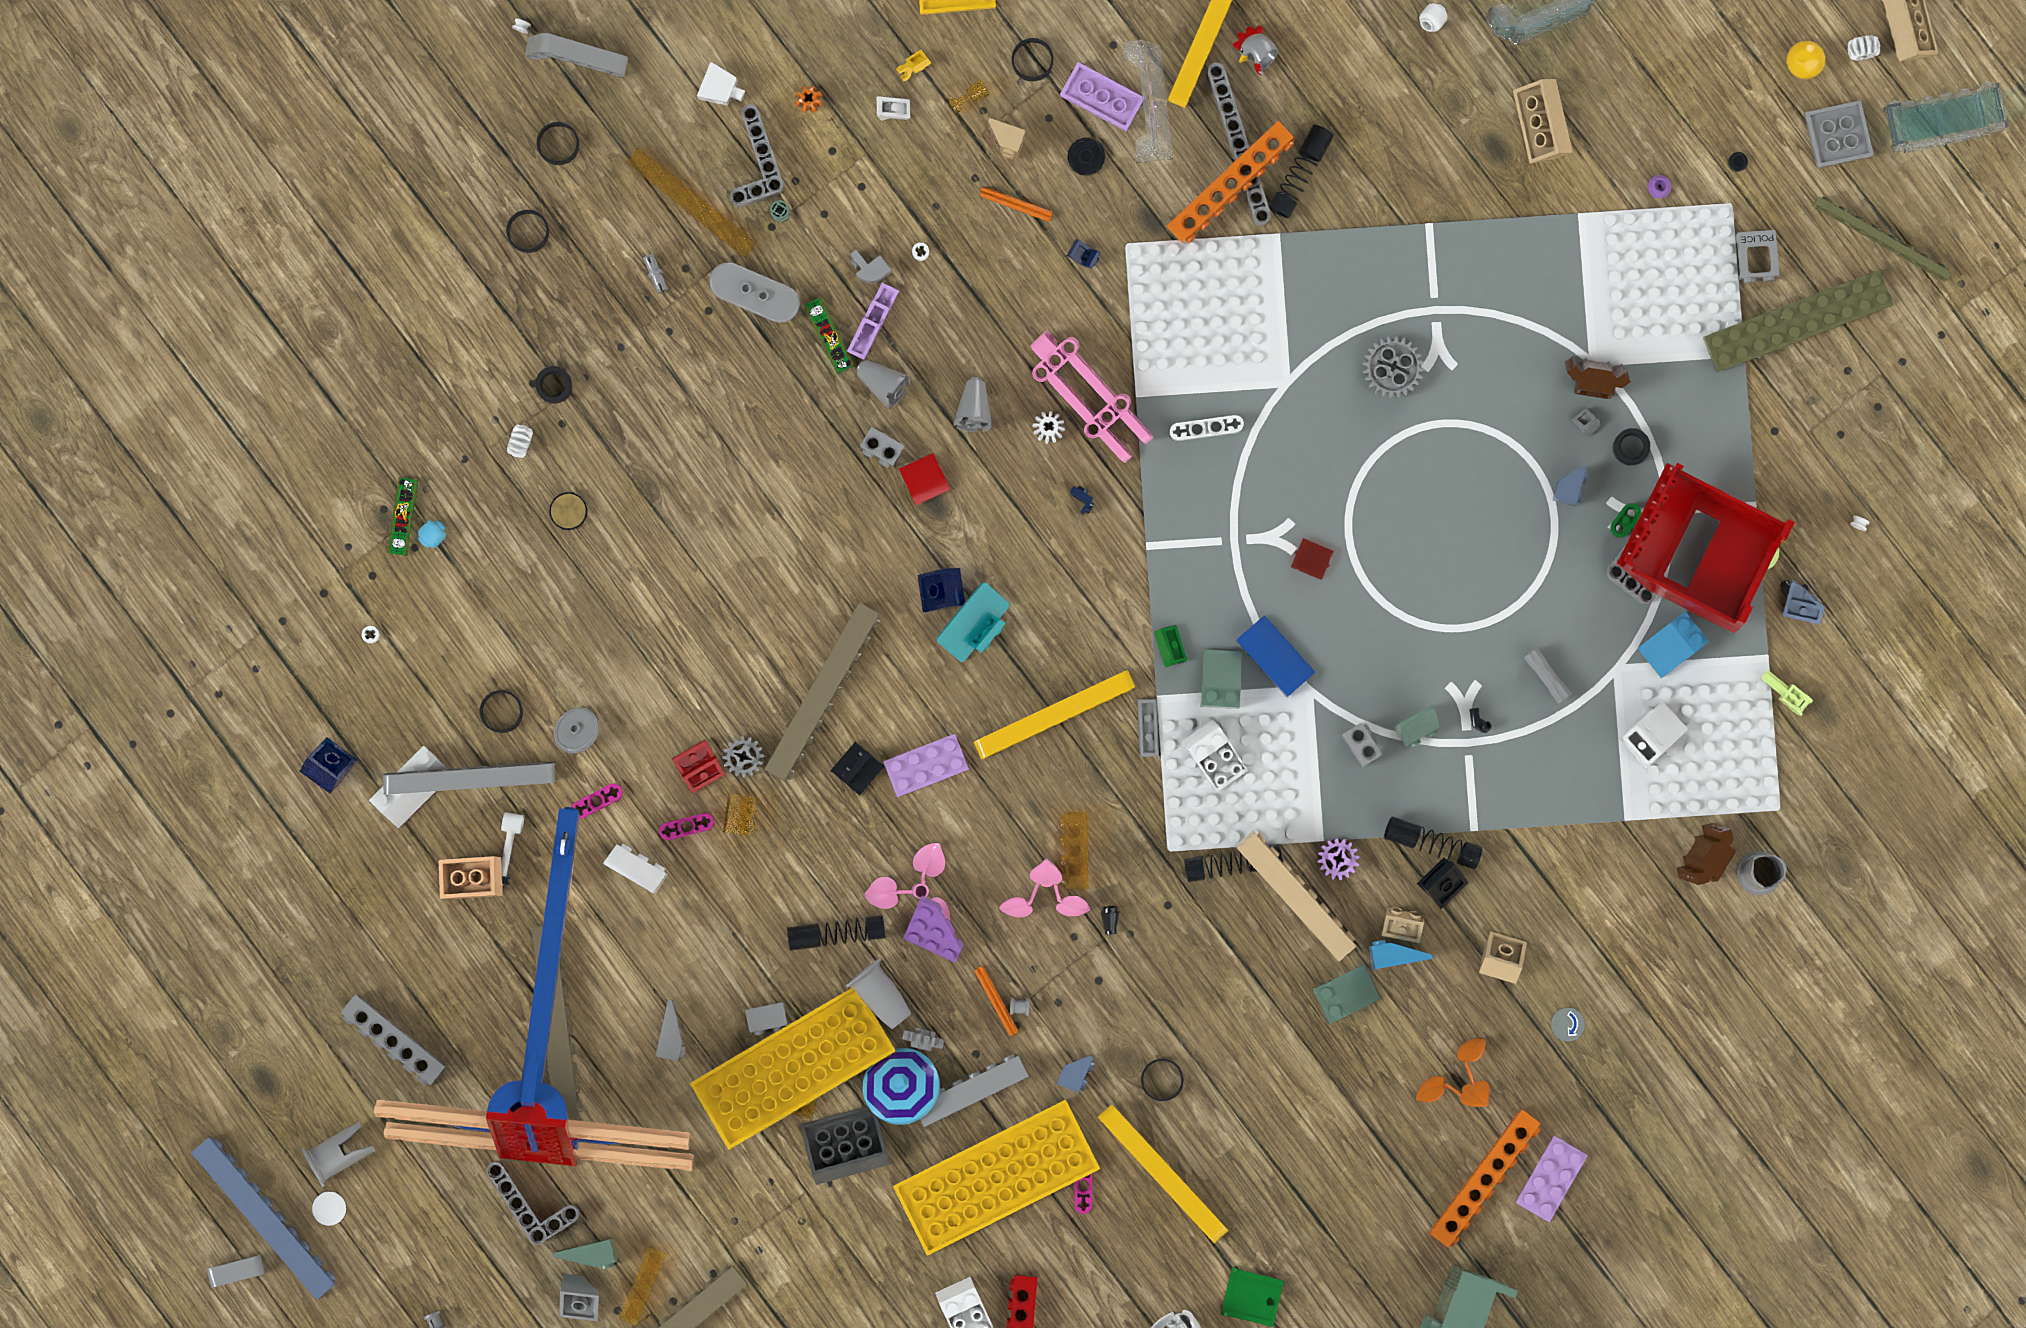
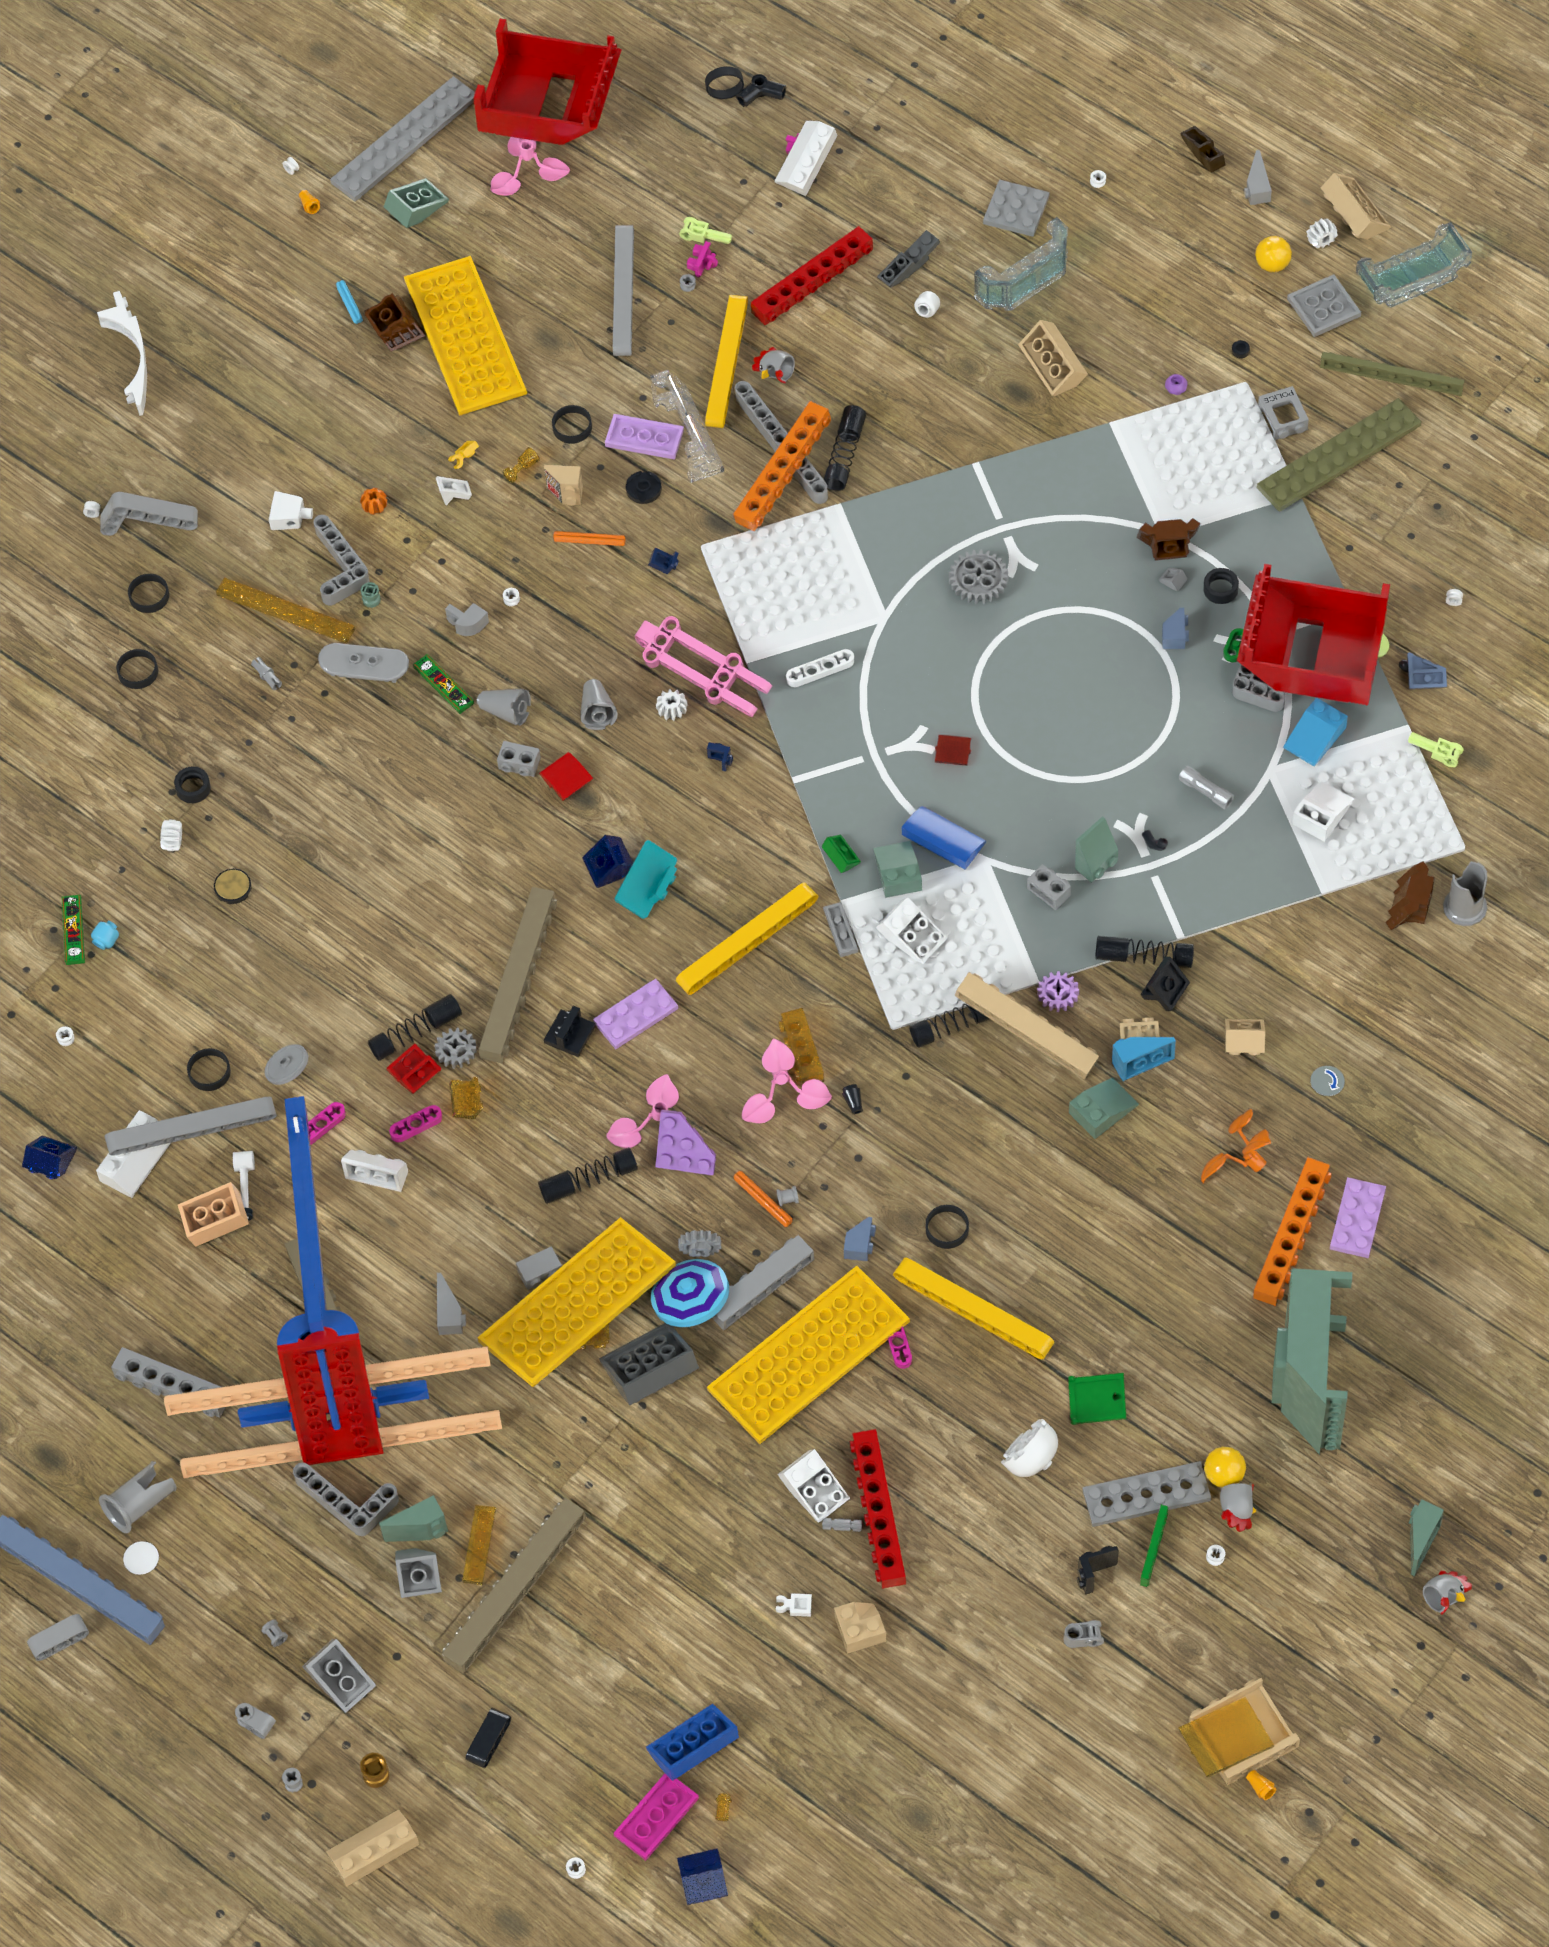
camera: 10 degrees left, 25 degrees down
(735, 716) = (438, 1014): none -> black piece
(873, 321) = (482, 660): lavender slope -> none
(880, 994) = (645, 1215): light grey piece -> none

